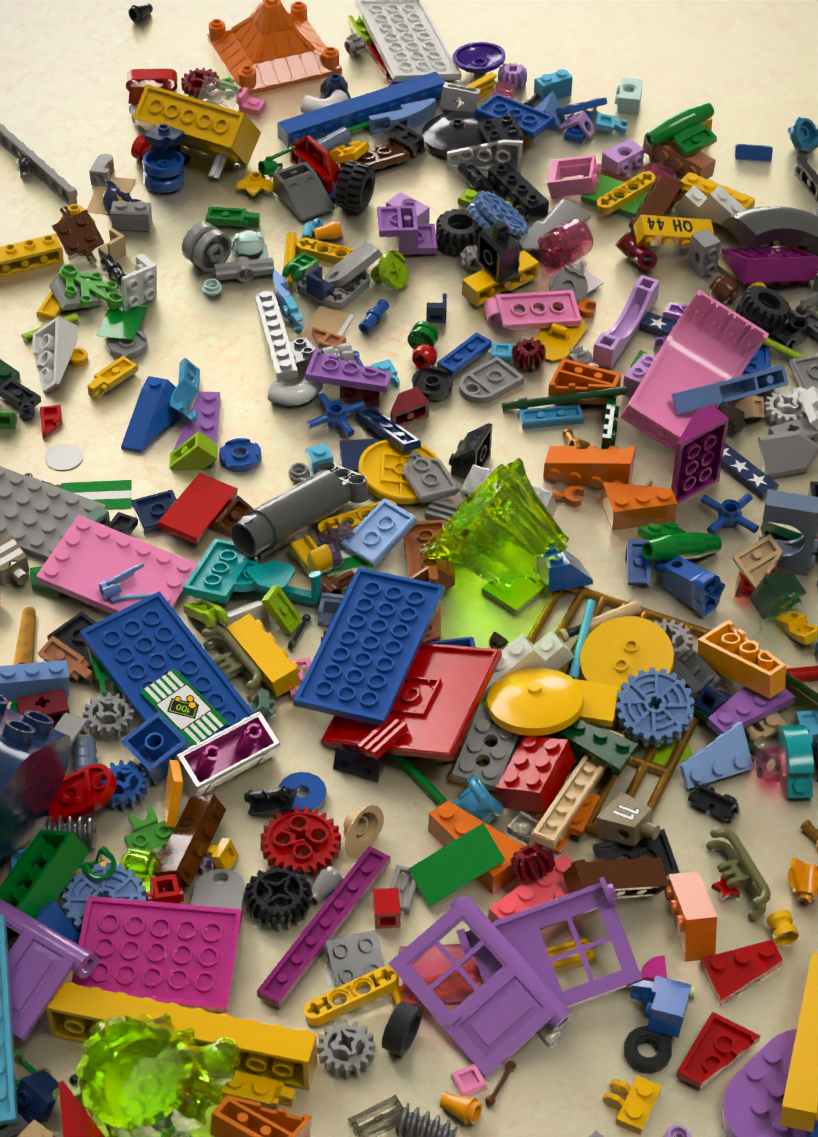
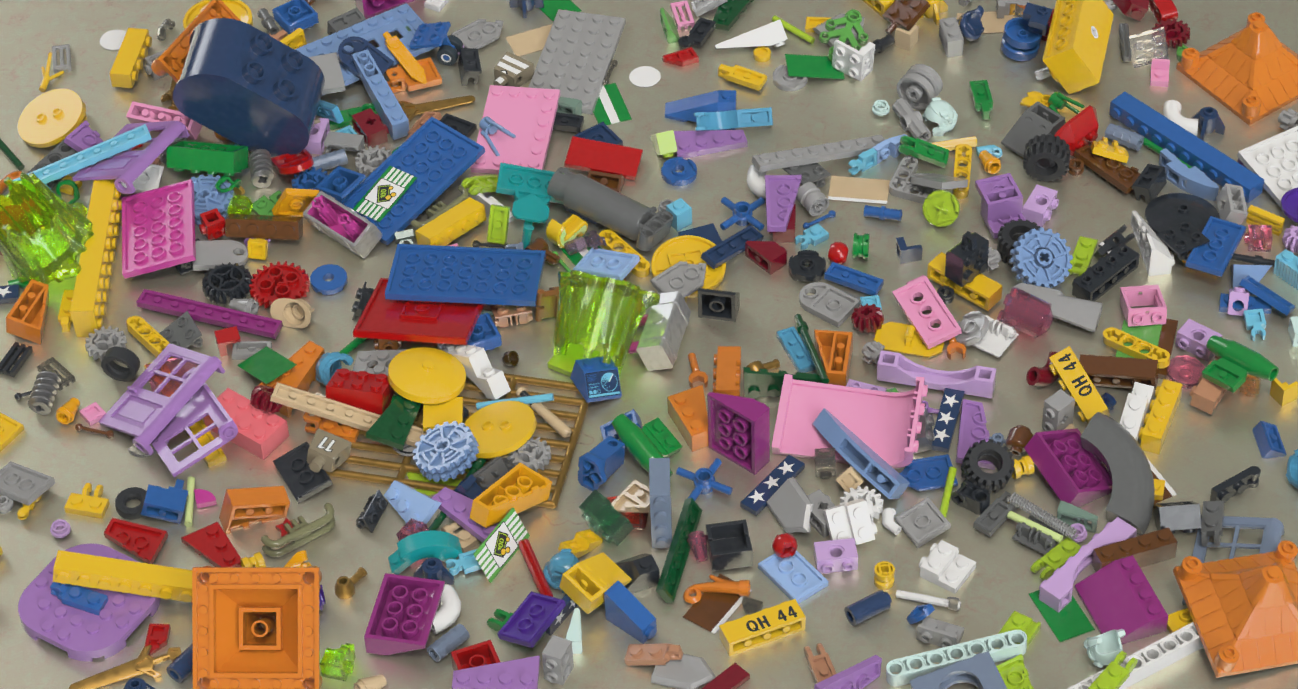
camera: 80 degrees right, 0 degrees up
(54, 918) = (169, 172): blue slope -> none
(270, 801) = (312, 259): black hinge -> none
(317, 286) = (899, 164): dark blue panel -> none
(326, 339) = (840, 192): nougat tile -> none
(382, 738) = (372, 299): red tile -> none
(629, 876) = (263, 449): reddish brown brick -> none

